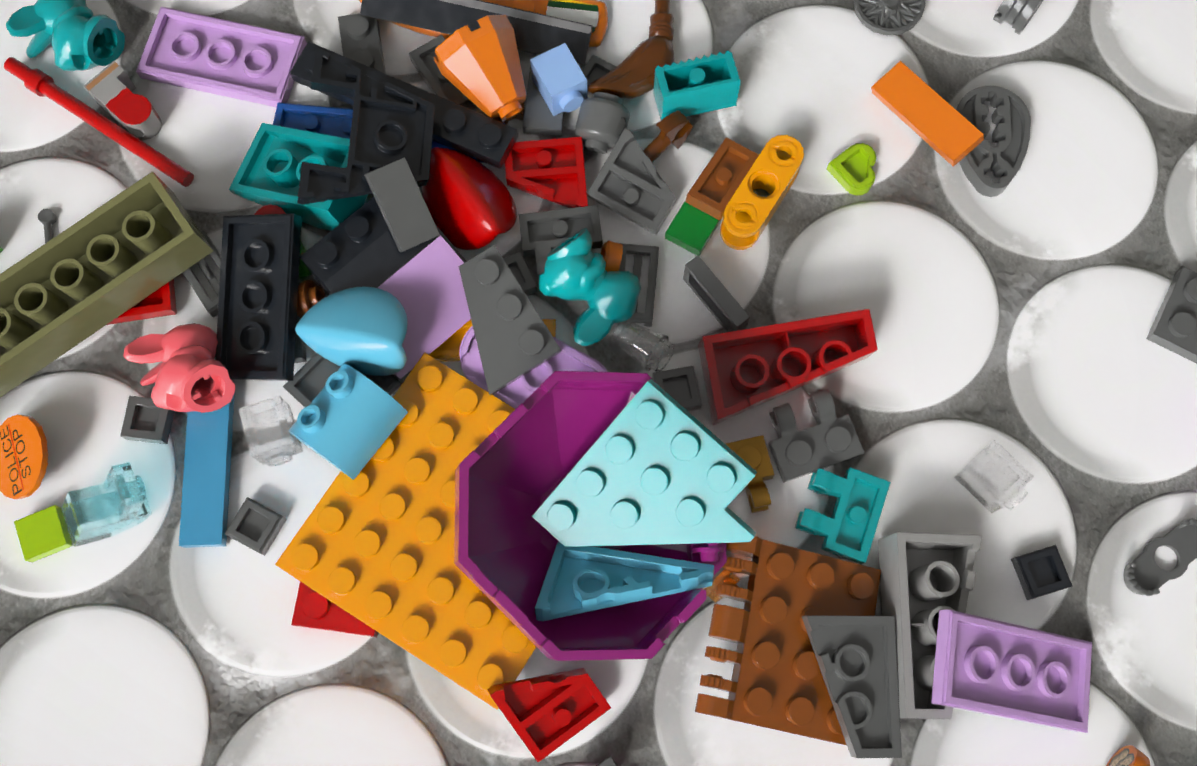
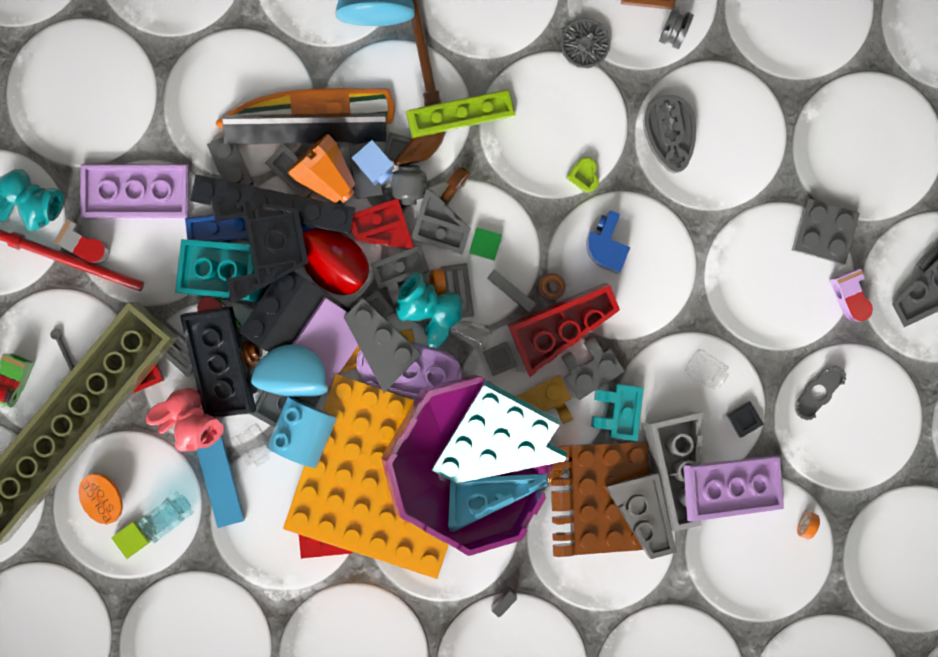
camera: 15 degrees left, 15 degrees up
(146, 421) = (170, 457): dark grey plate -> none
(255, 526) = (260, 504): dark grey tile -> none
(402, 204) = (296, 286): dark grey tile -> none
(549, 708) = (467, 573): red wing -> none
(675, 42) = (460, 113): none -> lime tile
(697, 85) = (466, 146): teal brick -> none
(721, 178) = (498, 206): dark orange plate -> none
(773, 171) = (530, 196): light orange piece -> none
(781, 297) = (552, 278): none -> dark orange plate
(868, 272) = (603, 250): none -> blue brick
(927, 113) = (624, 126): orange tile -> none

